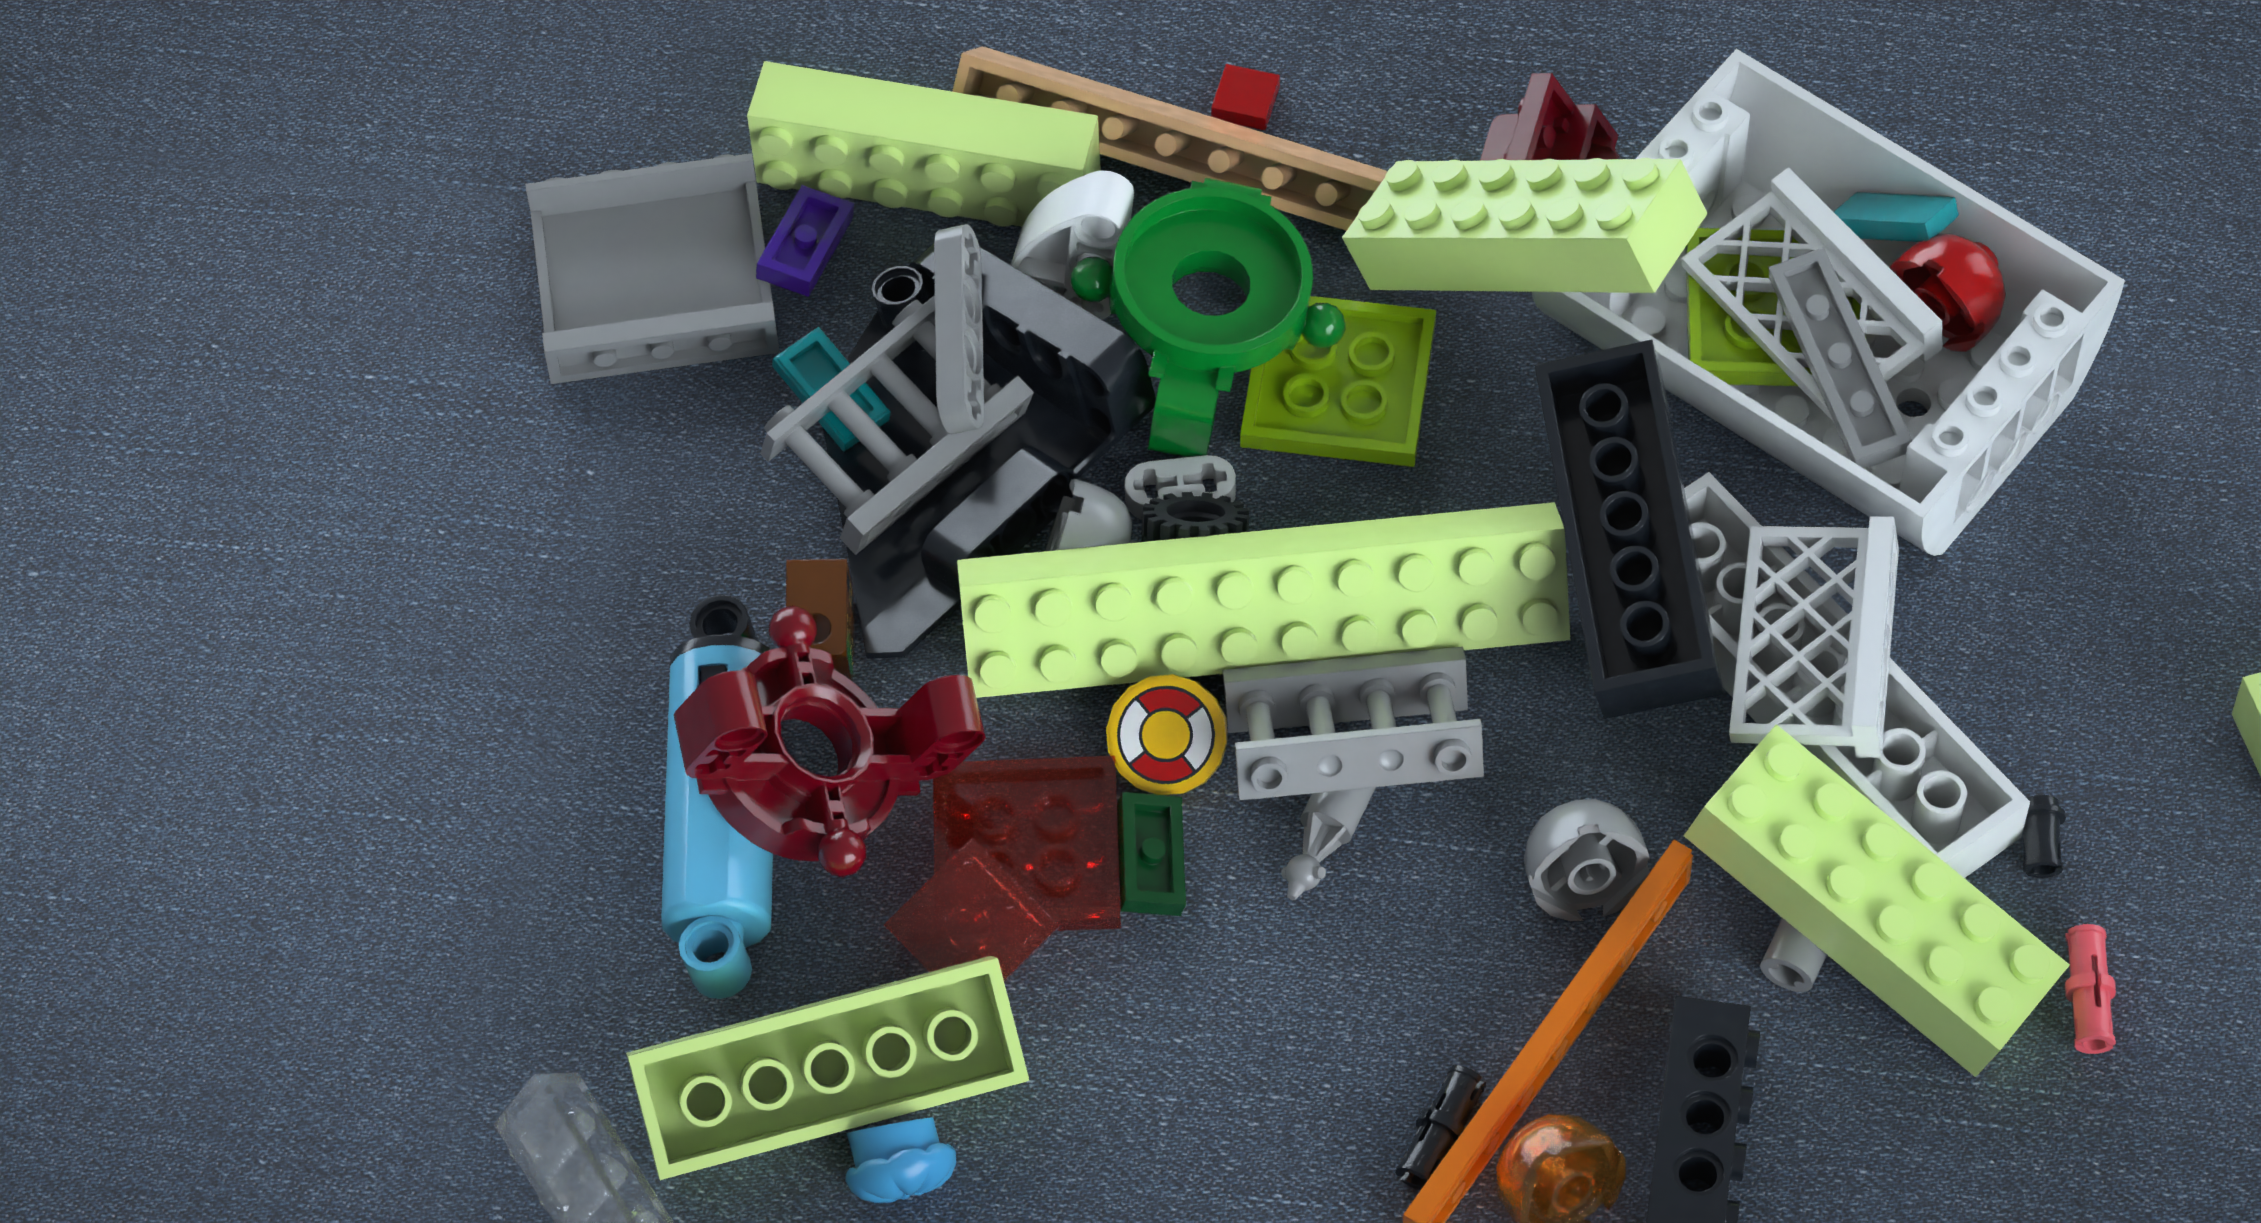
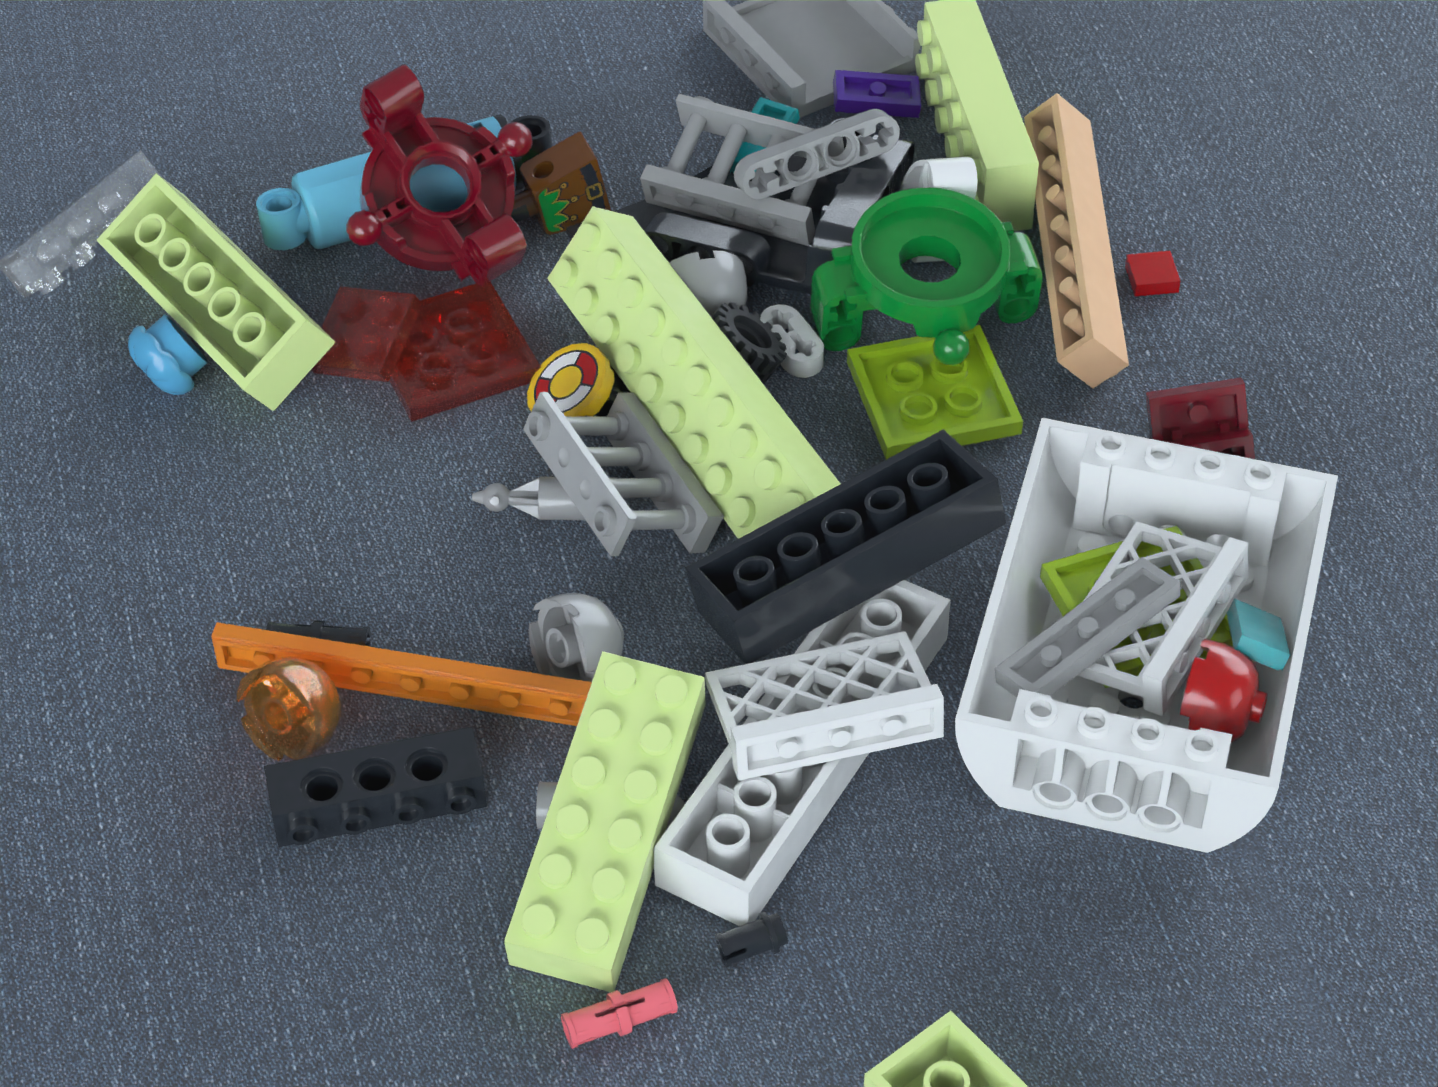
camera: 65 degrees right, 10 degrees down
(1151, 854) = (472, 412): dark green plate -> none
(1526, 225) = (1074, 392): yellowish green brick -> none

